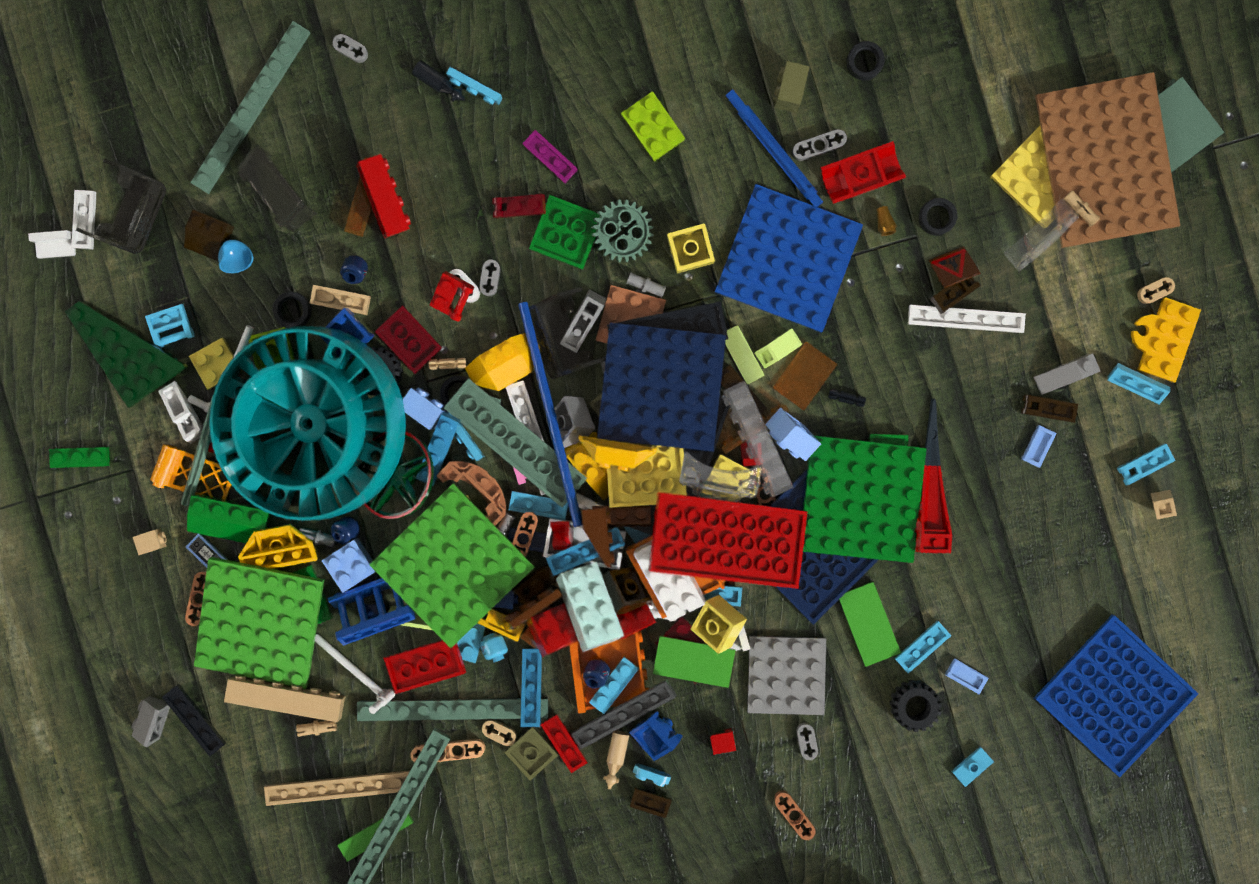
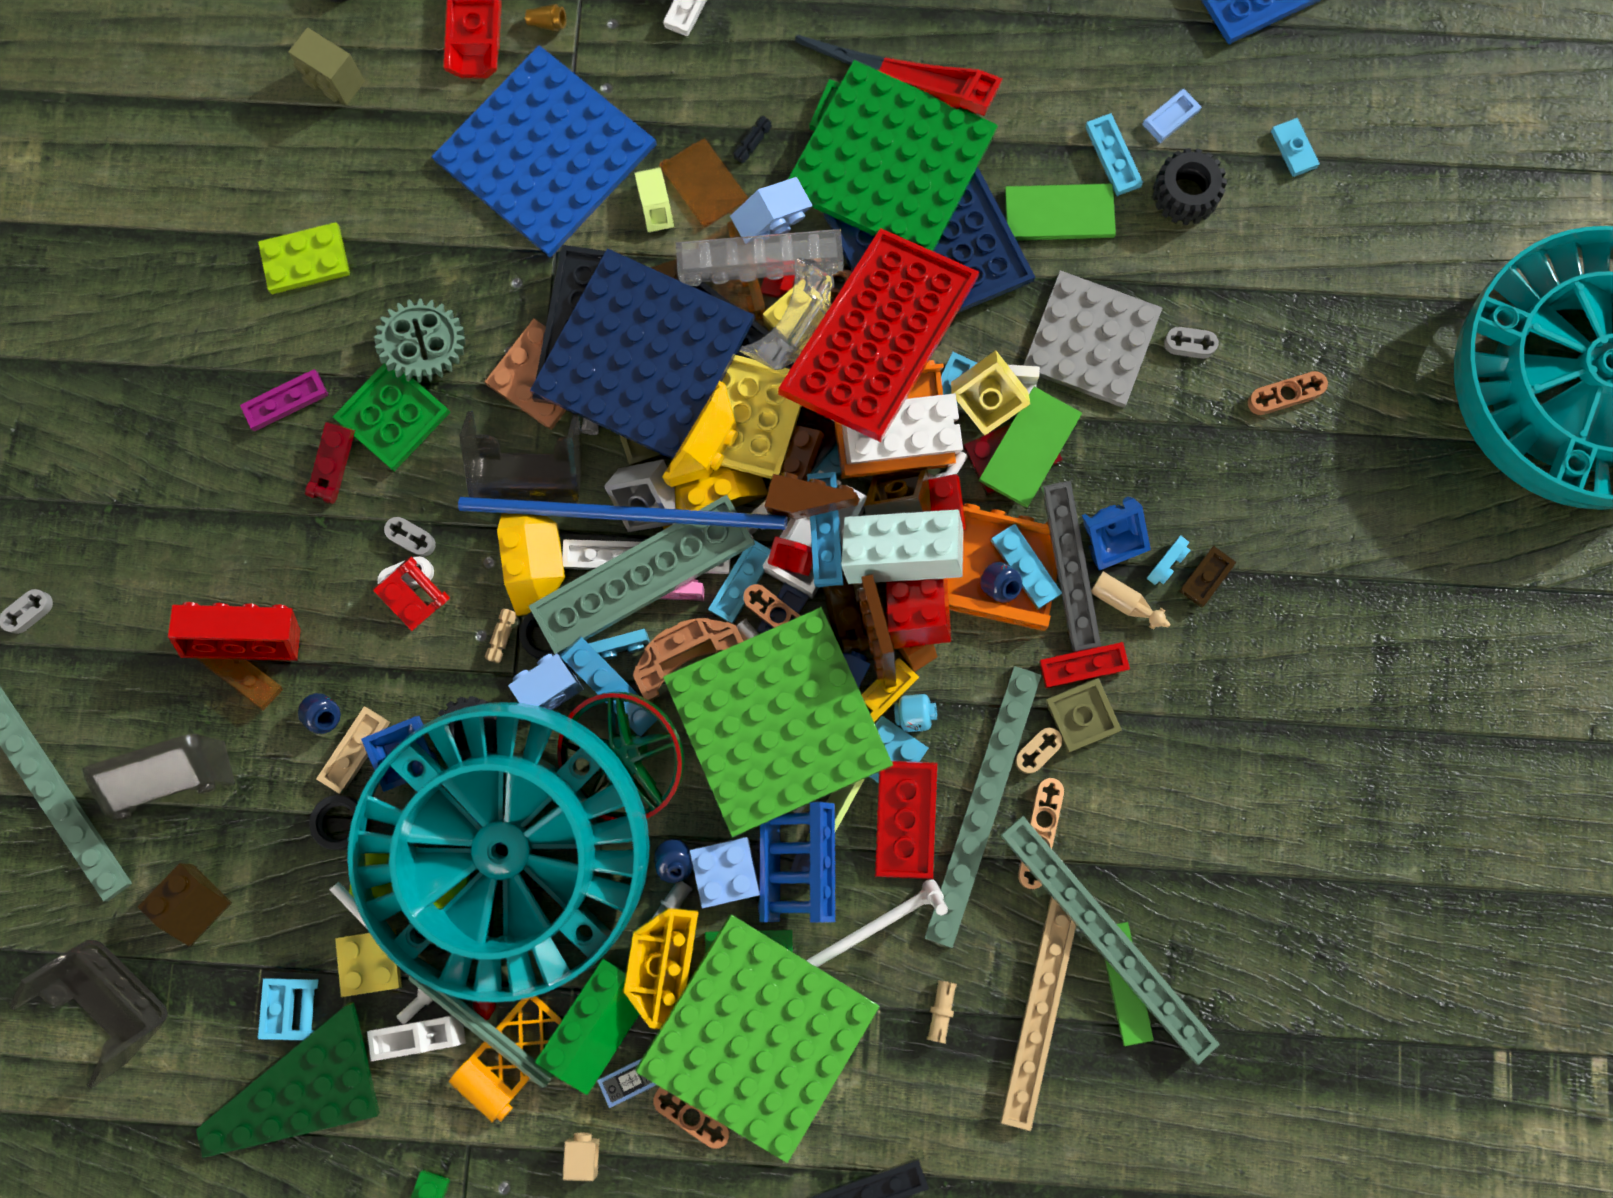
camera: 65 degrees left, 10 degrees down
(53, 244) = (100, 1137): white panel -> none
(83, 218) = (74, 1073): white plate -> none
(234, 257) = (231, 875): dark azure helmet -> none
(284, 699) = (882, 1043): tan brick -> none
(408, 339) = (446, 675): dark red plate -> none
(436, 80) = (118, 512): black wheel -> none
(474, 87) = (148, 464): medium azure plate -> none
(531, 688) = (990, 679): dark azure plate -> none
(583, 320) = (516, 432): light grey slope -> none
(646, 284) = (503, 336): light grey pin -> none
(690, 248) = (478, 261): light yellow brick -> none
(723, 742) = (1155, 447): red panel -> none
(743, 355) = (646, 246): yellowish green slope -> none
(775, 149) = (396, 119): blue piece -> none
(834, 145) = (410, 55): light grey beam -> none

